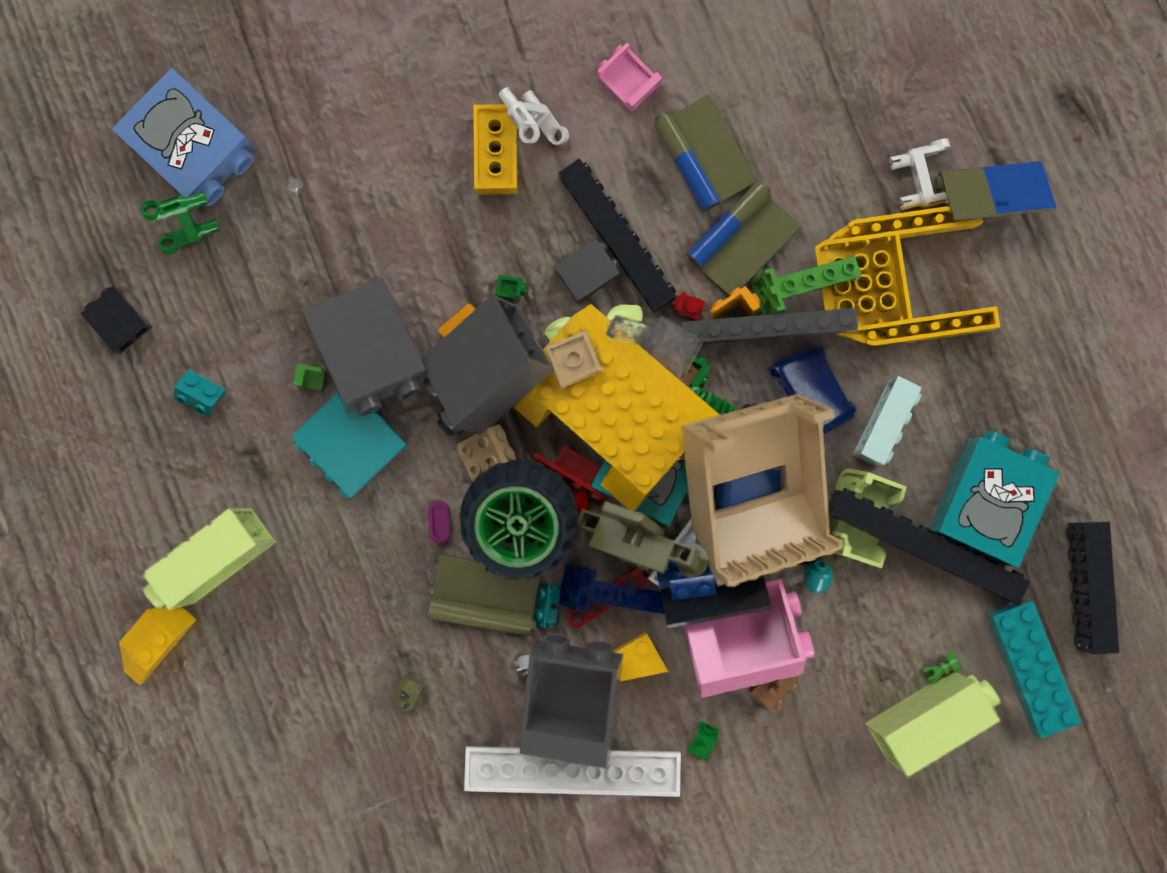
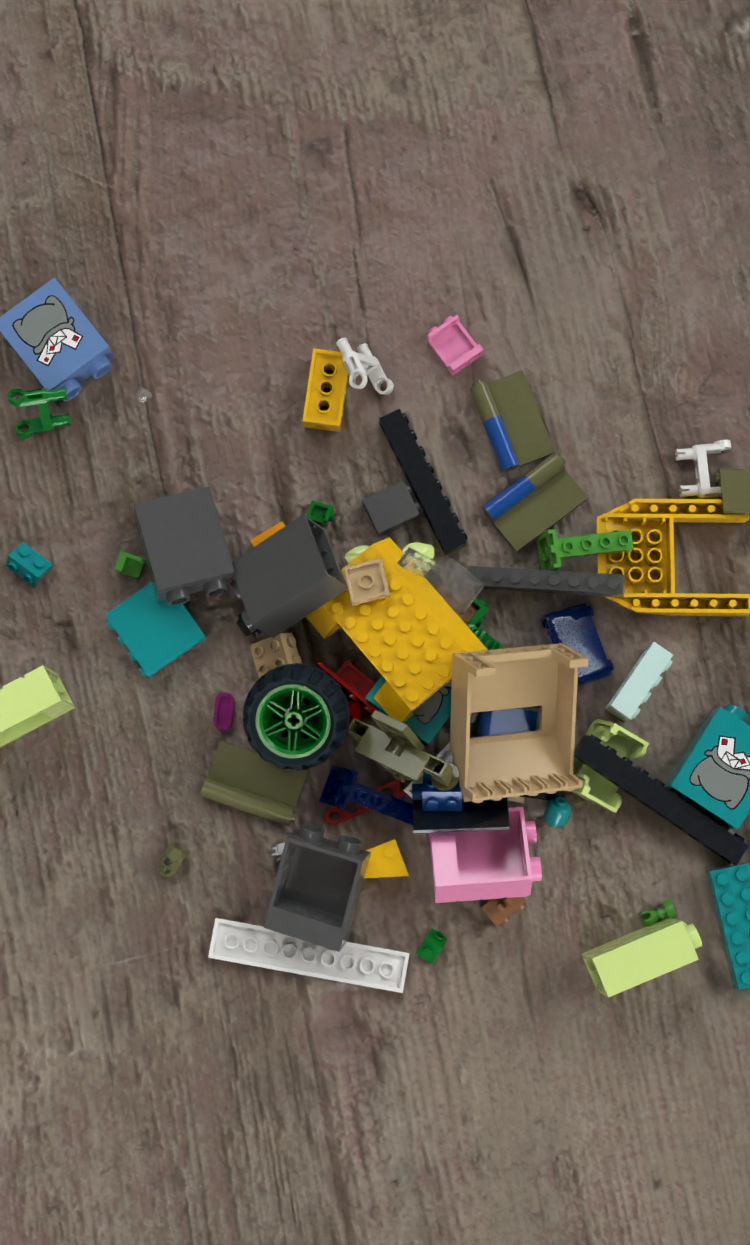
camera: 10 degrees right, 5 degrees down
(547, 595) = (310, 792): teal hinge -> none
(688, 306) = (476, 553): red bracket -> none
(737, 297) = (521, 552): light orange bracket -> none

